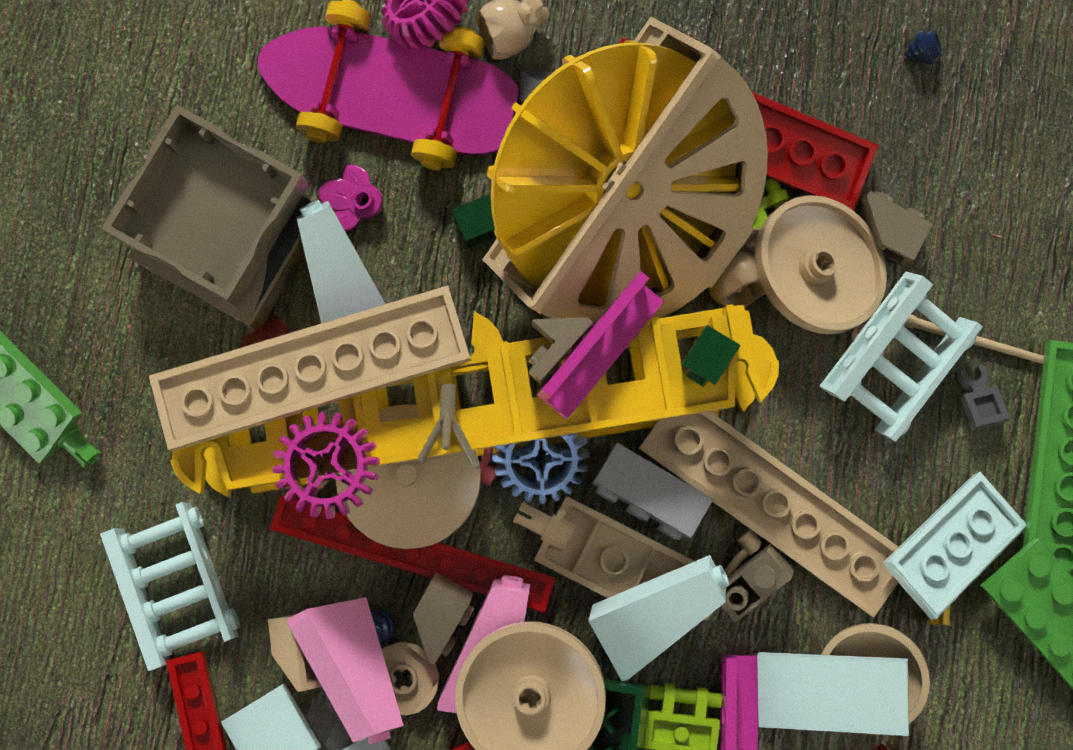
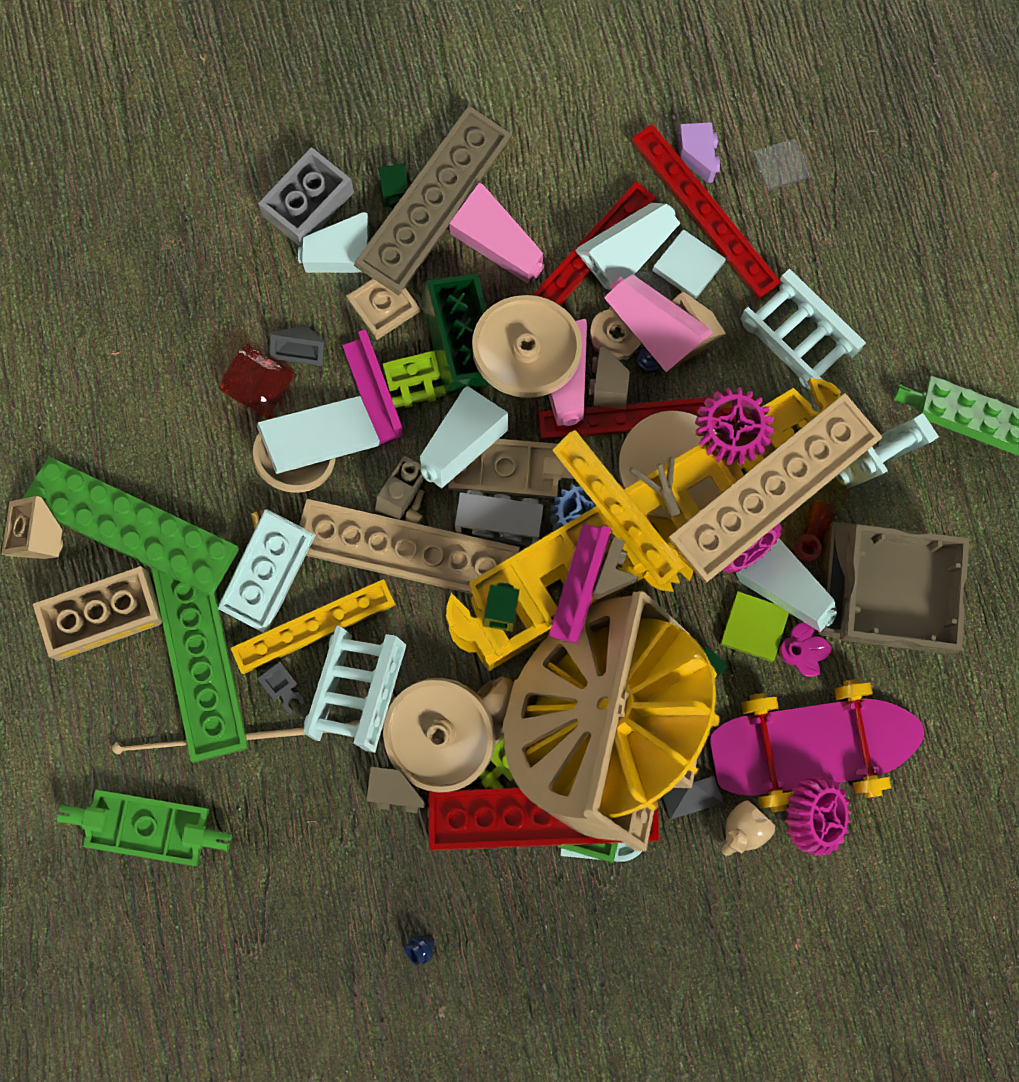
camera: 155 degrees right, 5 degrees down
(126, 381) = (895, 443): none -> light aqua fence
(289, 303) = (810, 544): none -> clear red cone
(397, 248) = (754, 627): none -> lime tile
(517, 421) = (618, 508): none -> yellow plate
(919, 456) = (312, 626): none -> yellow plate

